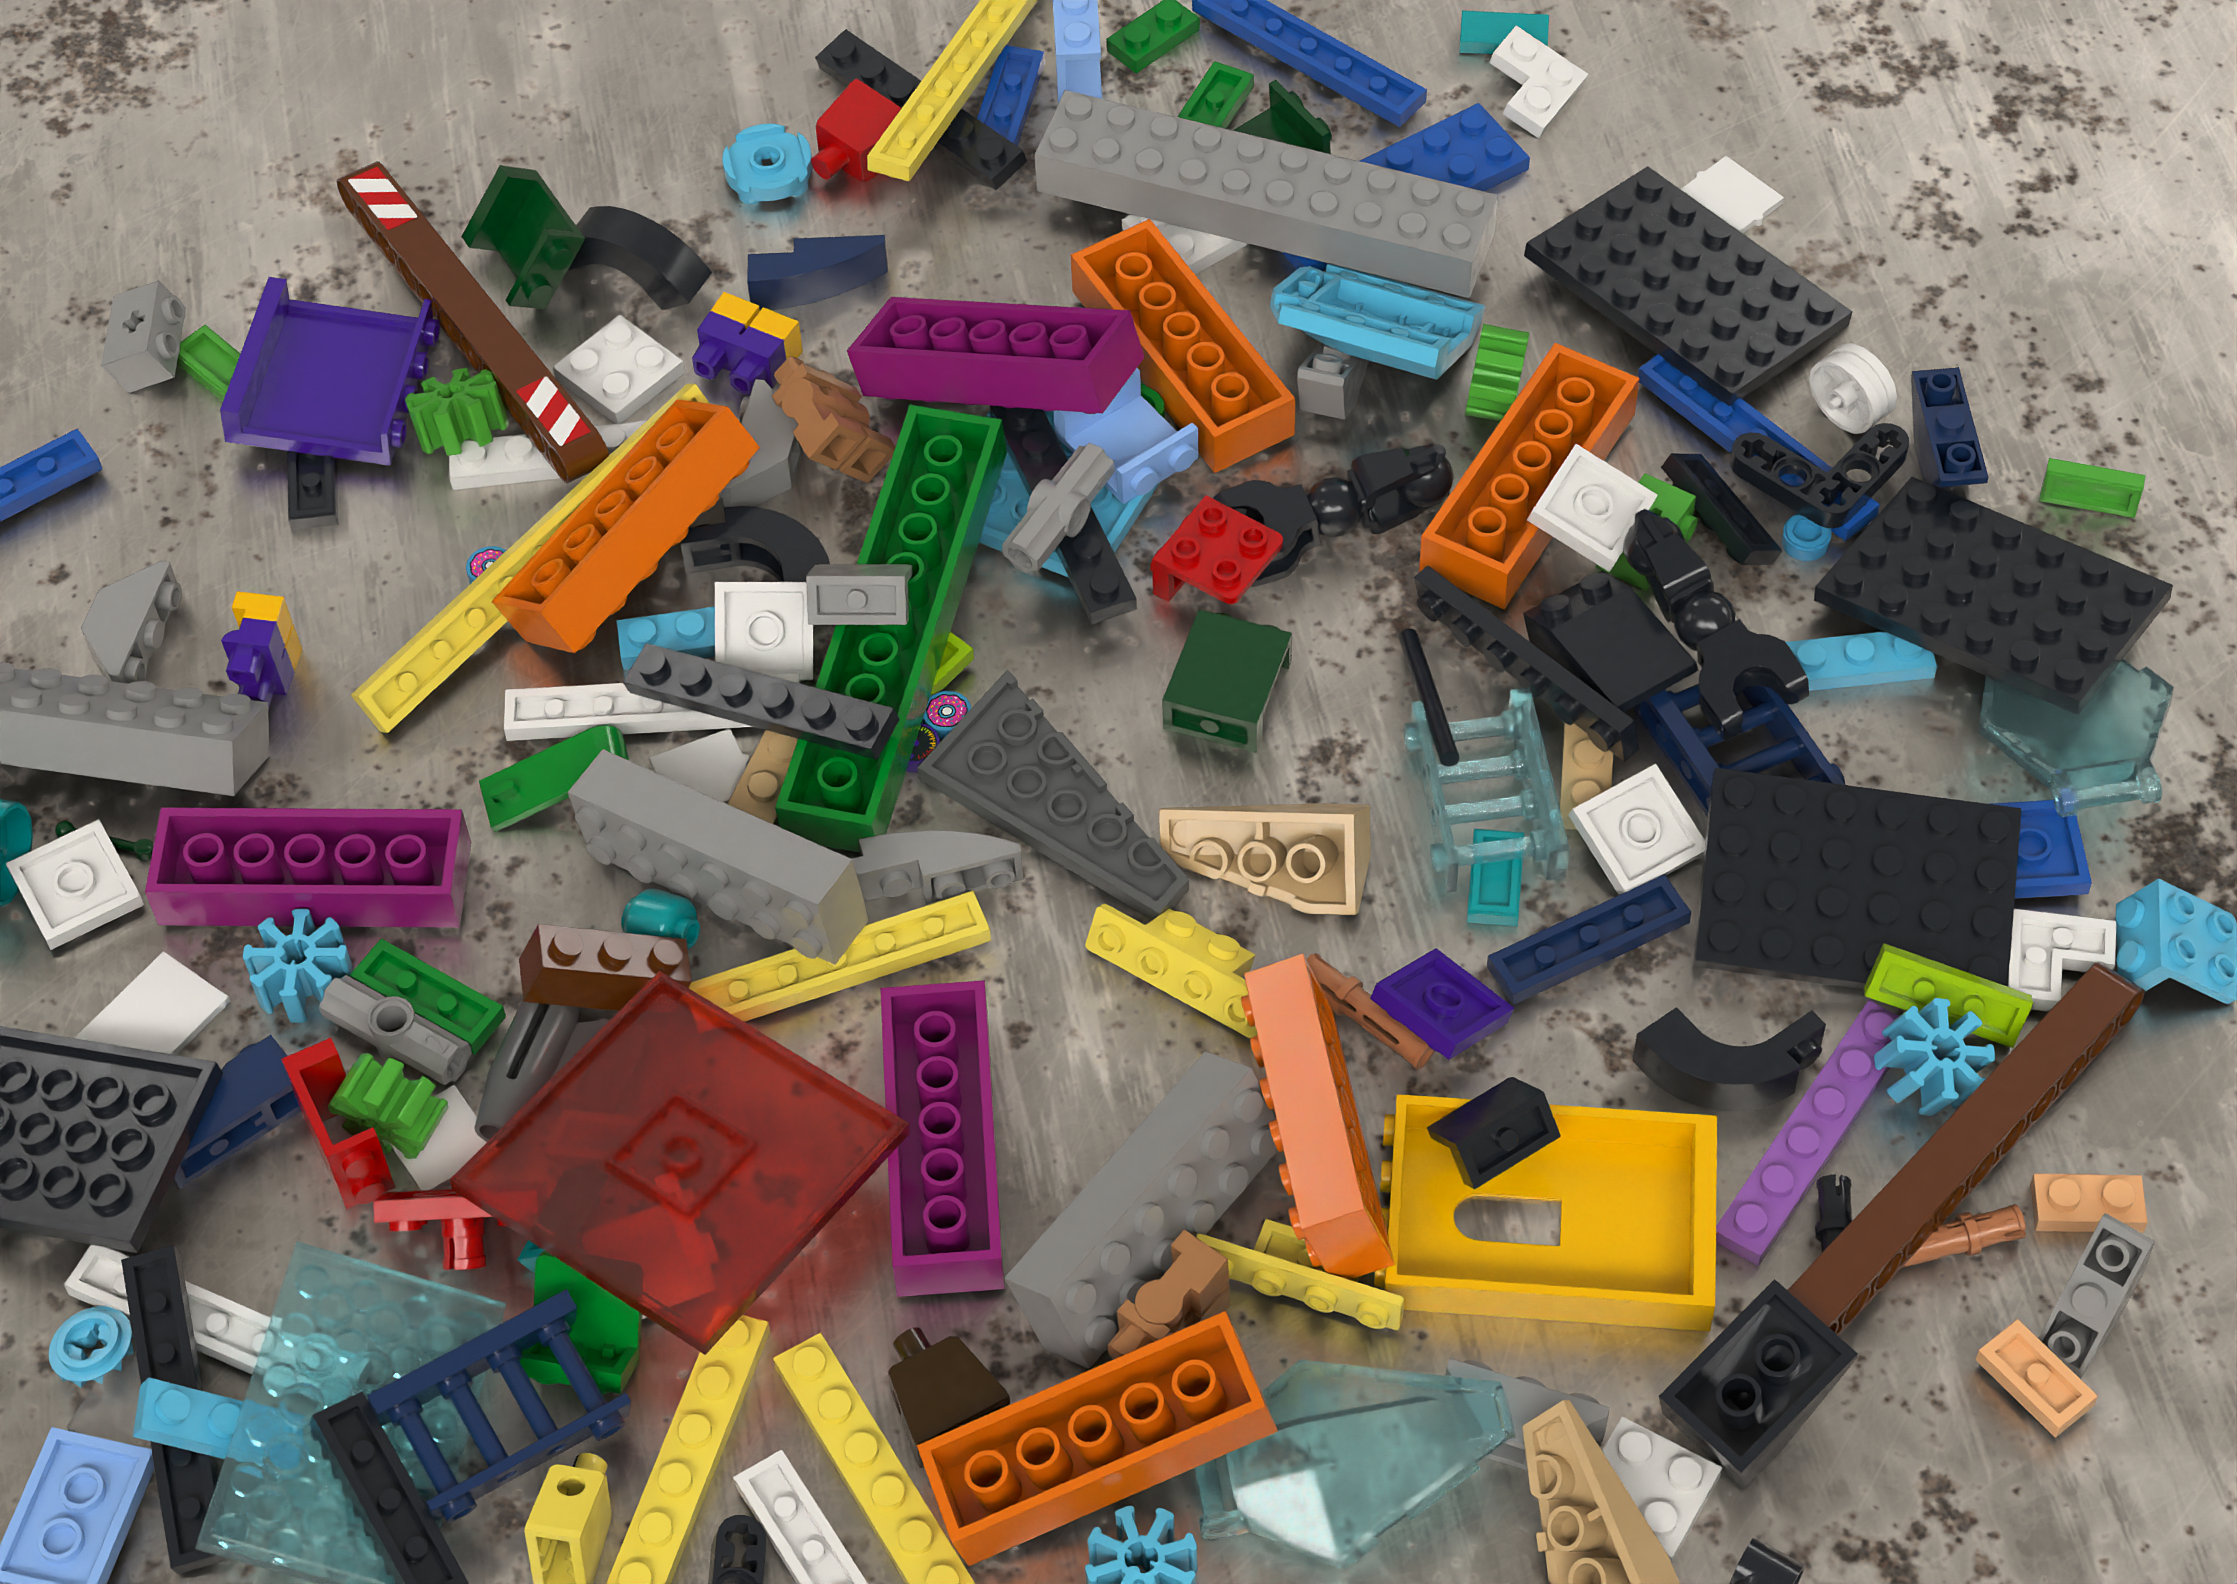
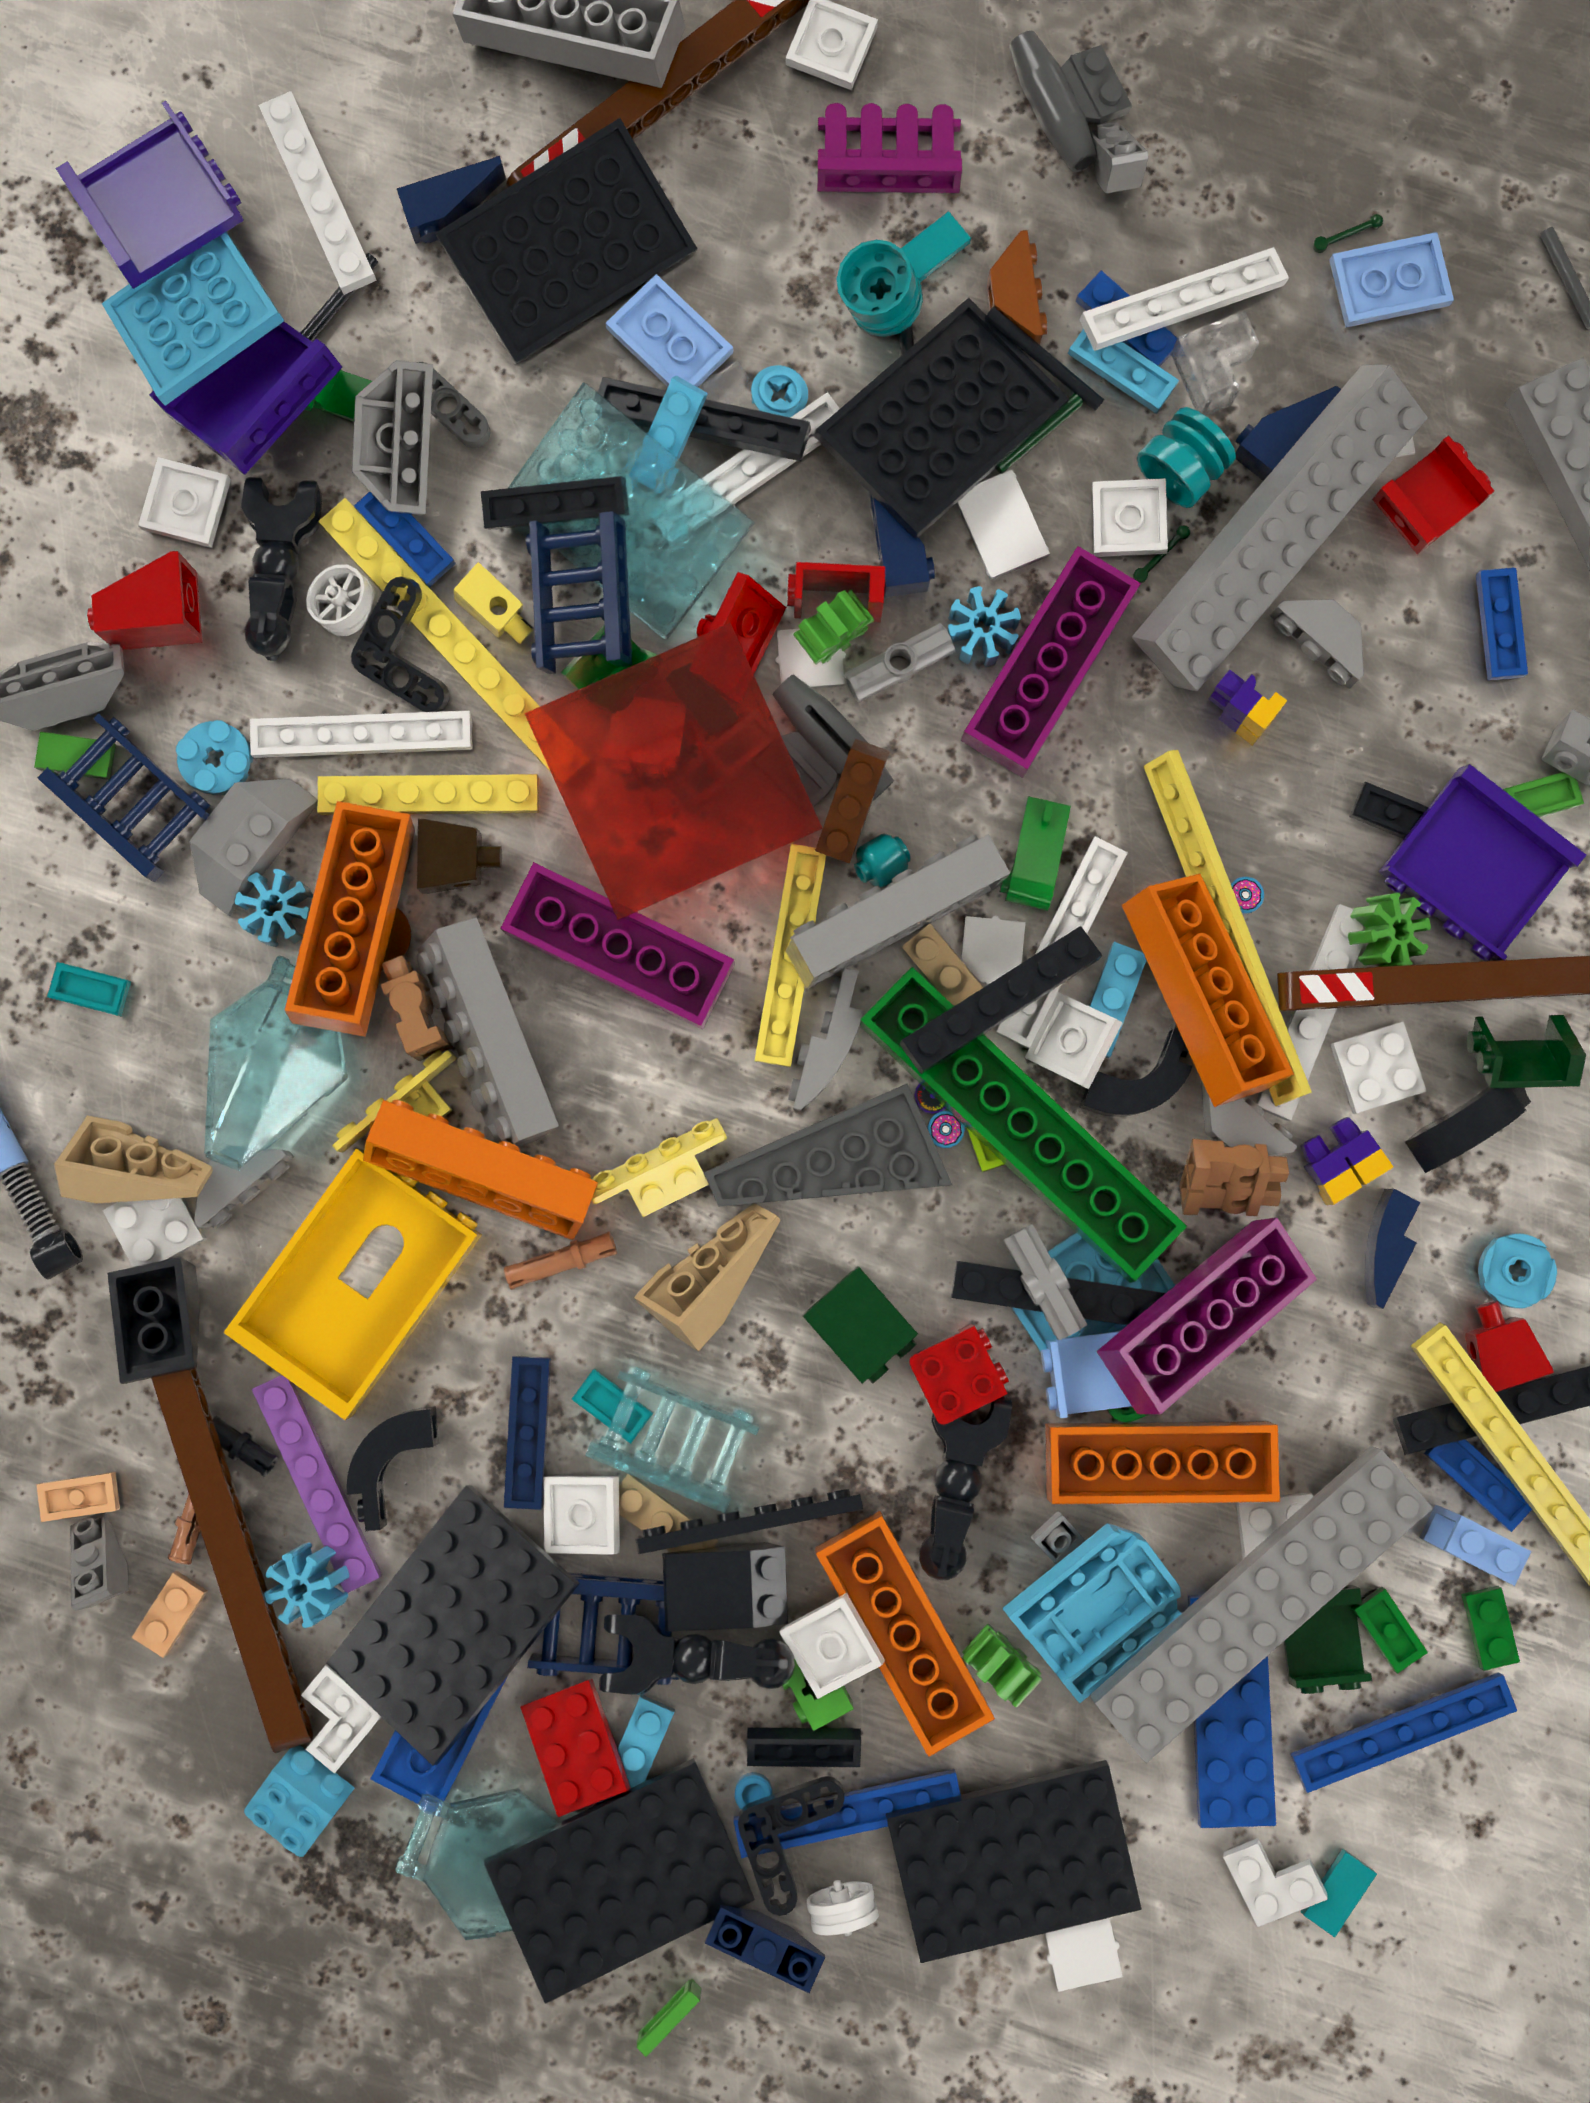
camera: 115 degrees right, 30 degrees up
(430, 993) = (915, 694): green plate -> none
(858, 594) = (1042, 1104): light grey panel -> none
(1430, 698) = (763, 1445): black bar -> none
(1442, 1003) = (530, 1306): dark purple plate -> none
(1496, 1130) = (412, 1274): black panel -> none
(1893, 709) = (575, 1748): none -> red plate
(1913, 980) = (342, 1624): lime plate -> none

